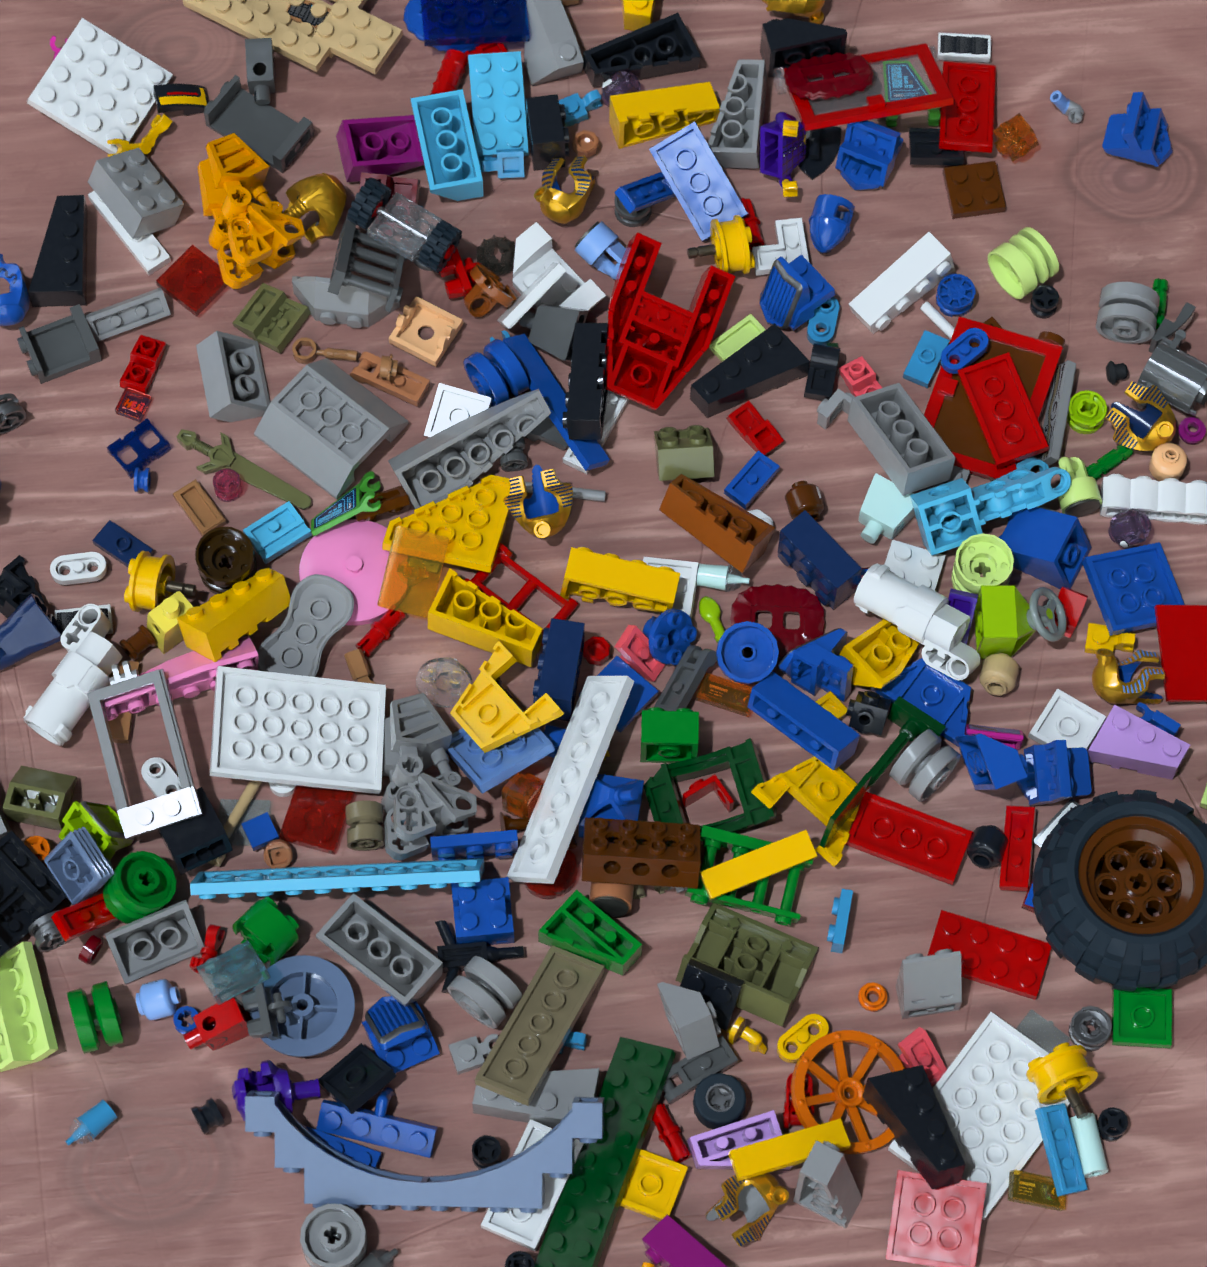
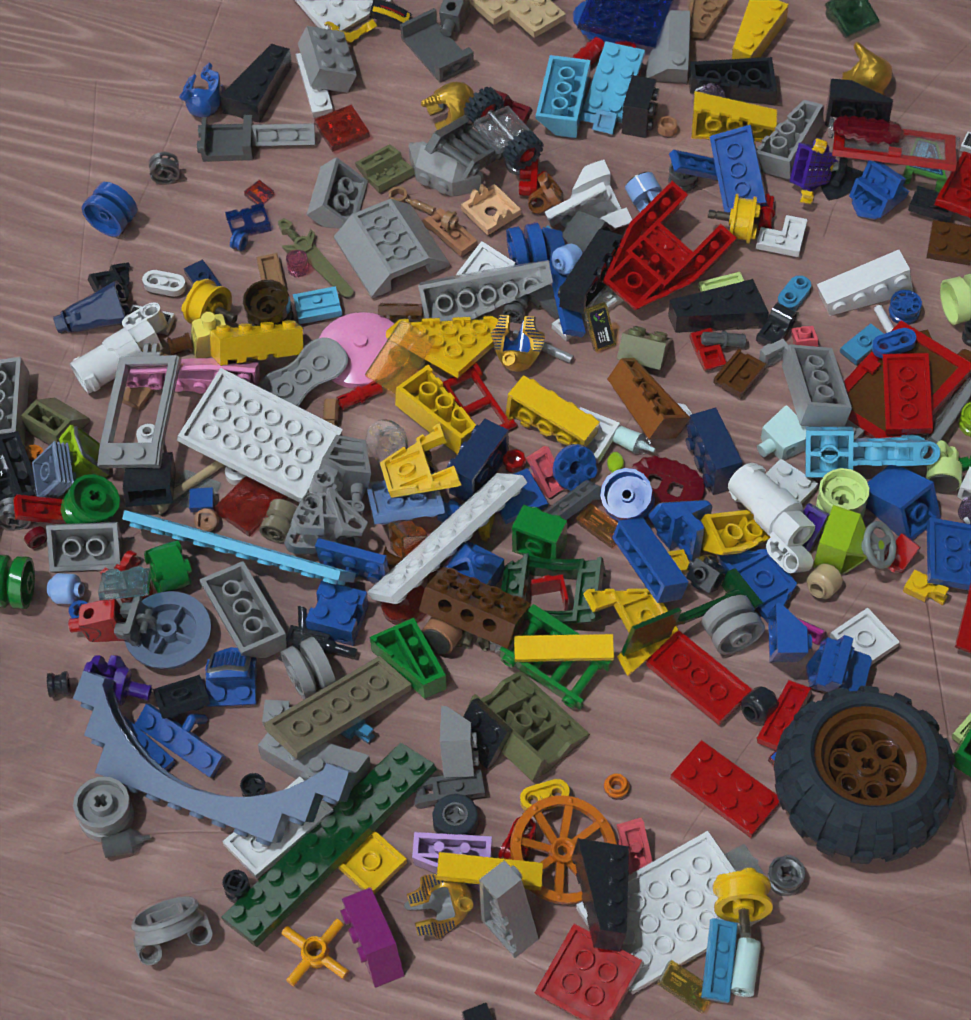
camera: 25 degrees right, 10 degrees down
(143, 364) = (280, 169): red slope -> none
(227, 186) = (396, 93): light orange piece -> none
(348, 505) = (377, 302): bright green flag -> none
(378, 146) = (516, 78): magenta slope -> none
(486, 257) = (560, 174): clear smoke gear -> none
(553, 372) = (565, 258): none -> light blue head
(558, 204) = (635, 158): pearl gold piece -> none
(577, 108) = (670, 102): dark azure plate -> none
(624, 446) = (599, 326): none -> tile
(670, 1134) = (405, 829): red pin -> none
(751, 479) = (689, 382): blue plate -> none
(754, 1038) = (493, 770): yellow piece -> none
(769, 410) = (724, 339): none -> dark grey axle
(793, 293) = (777, 264): blue piece -> none
(803, 447) = (739, 373): none -> reddish brown plate
(804, 497) = (726, 406): reddish brown head -> none
(827, 224) = (823, 231): blue helmet -> none
(837, 932) = (619, 712): dark azure plate -> none
(930, 984) = (663, 787): light grey slope -> none
(1113, 679) = (922, 621): pearl gold piece -> none
(1115, 1119) = (774, 952): black wheel -> none
(1137, 745) = (916, 671): lavender wedge -> none
(1142, 1018) = (834, 883): green plate -> none
(1158, 719) = (942, 663): blue plate -> none

